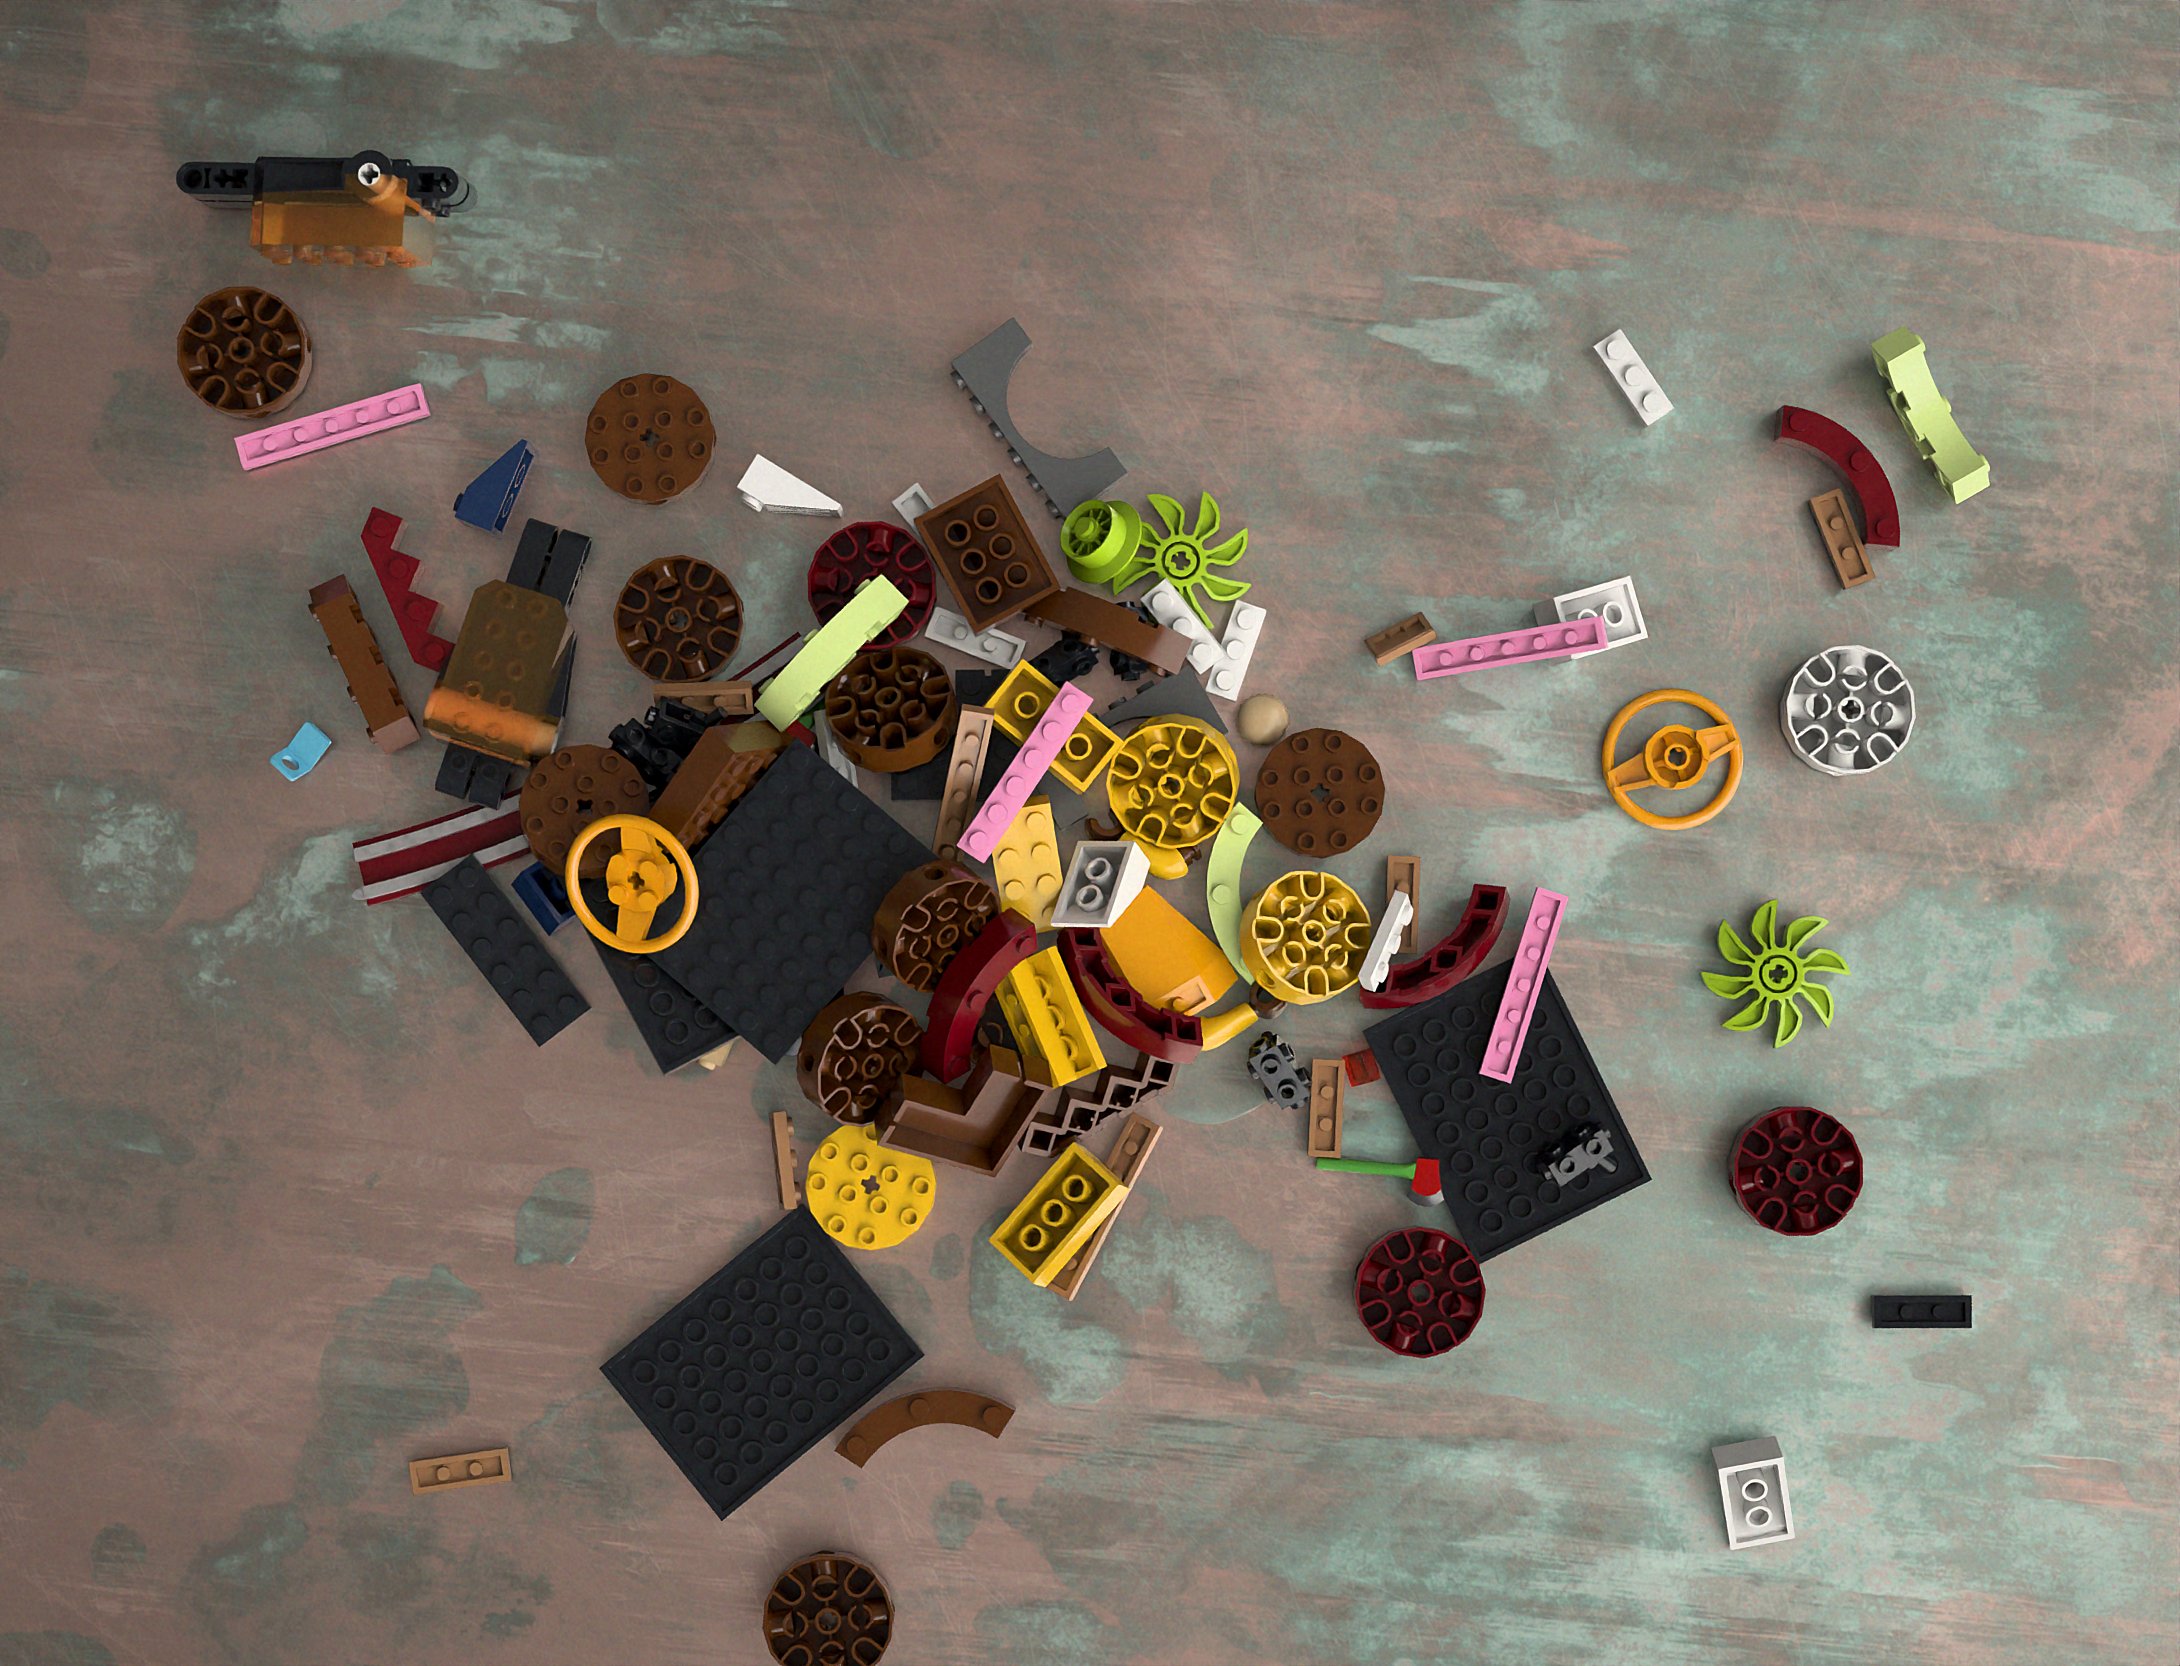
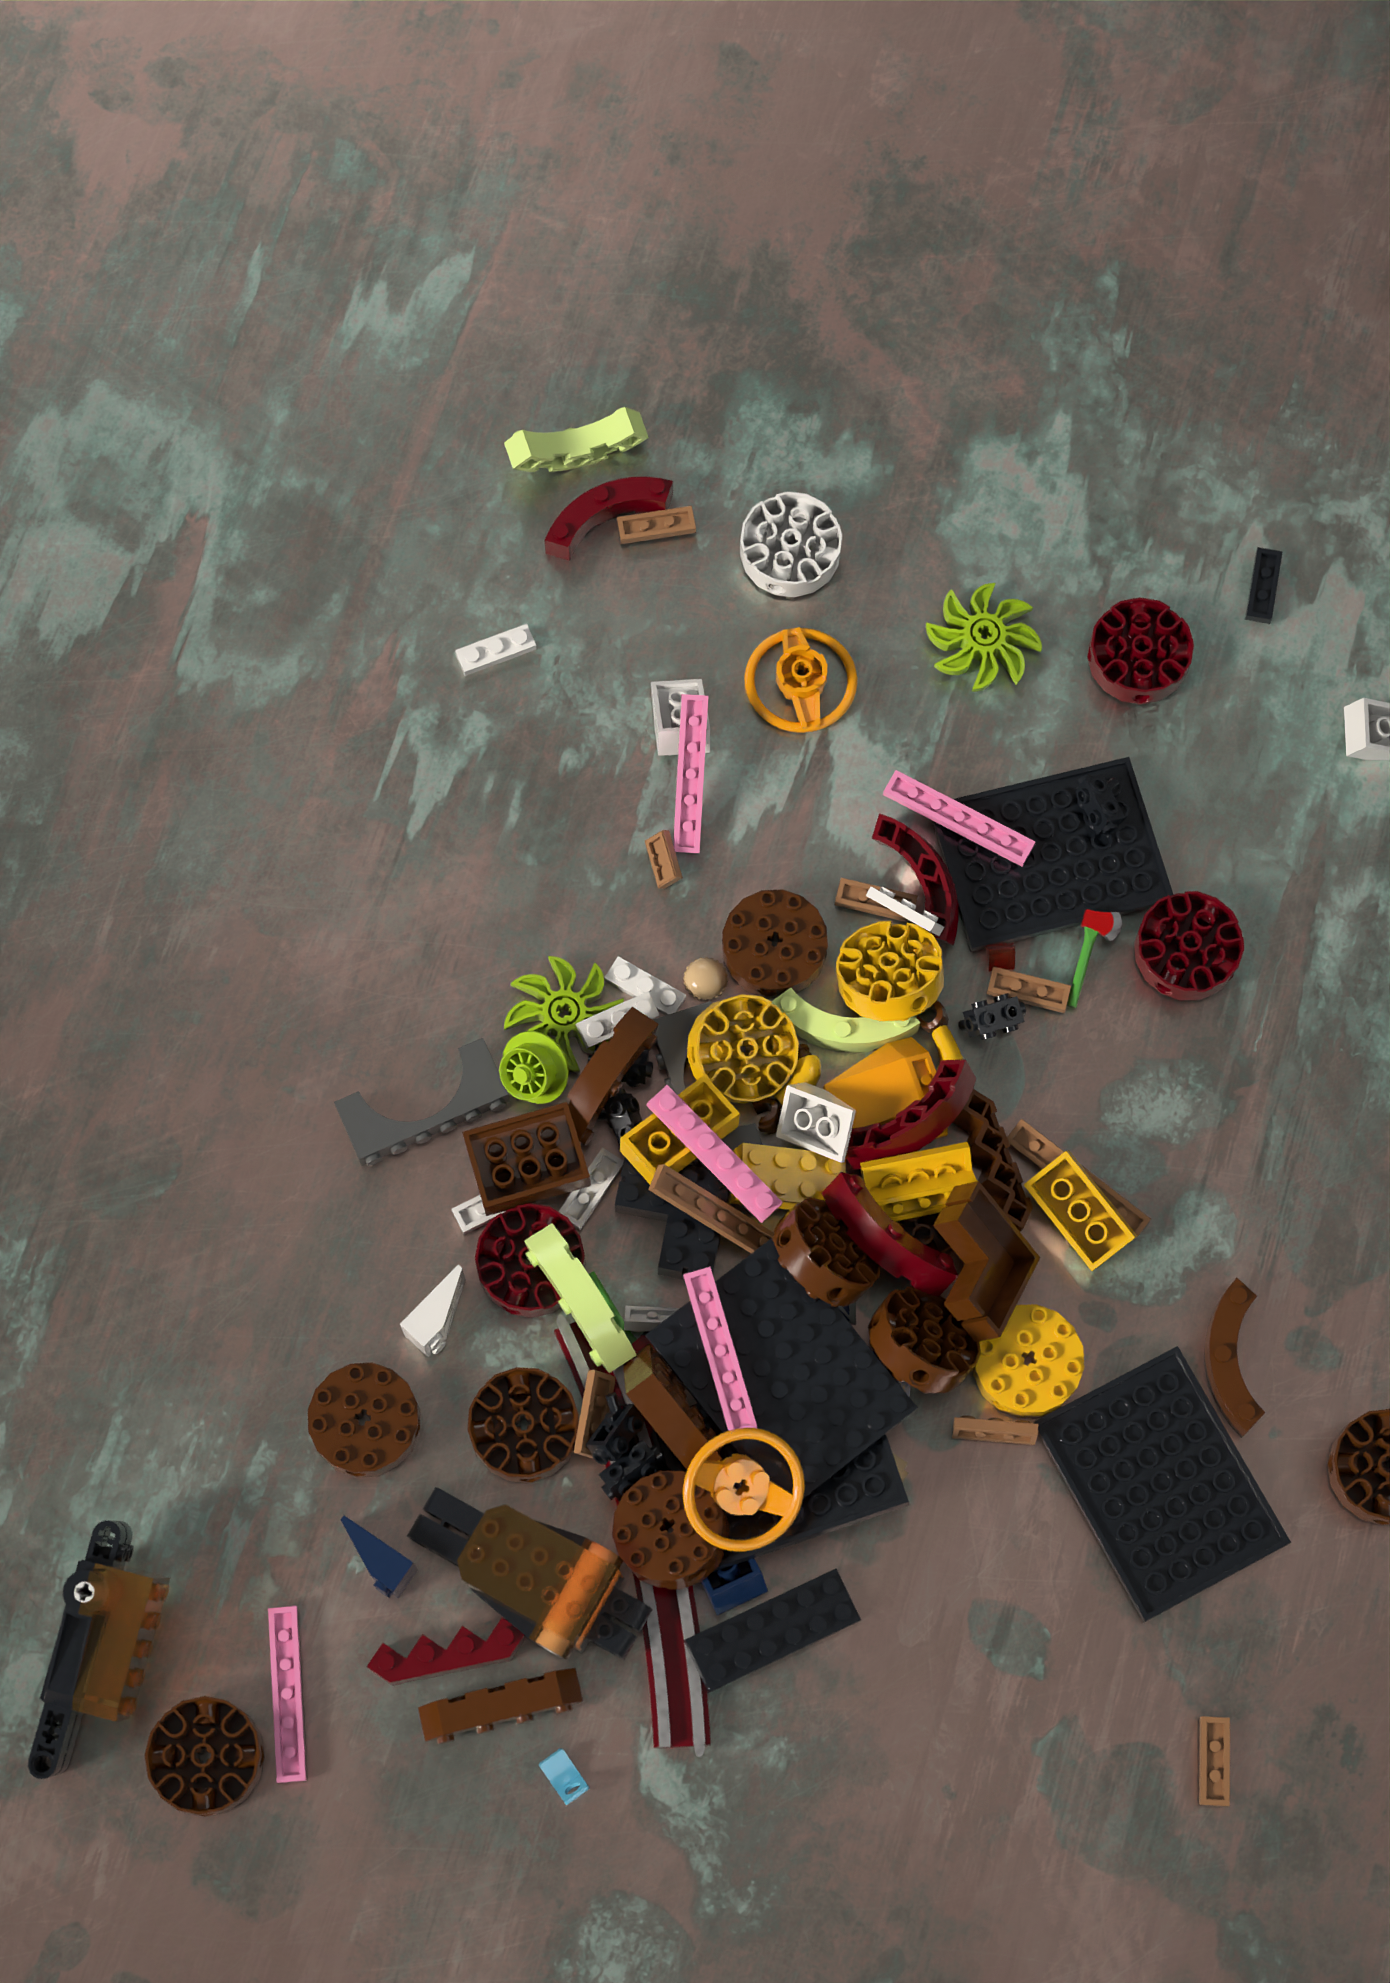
camera: 75 degrees left, 15 degrees down
(788, 825) = (719, 1349): none -> bright pink plate
(891, 709) = (638, 1258): reddish brown brick -> none

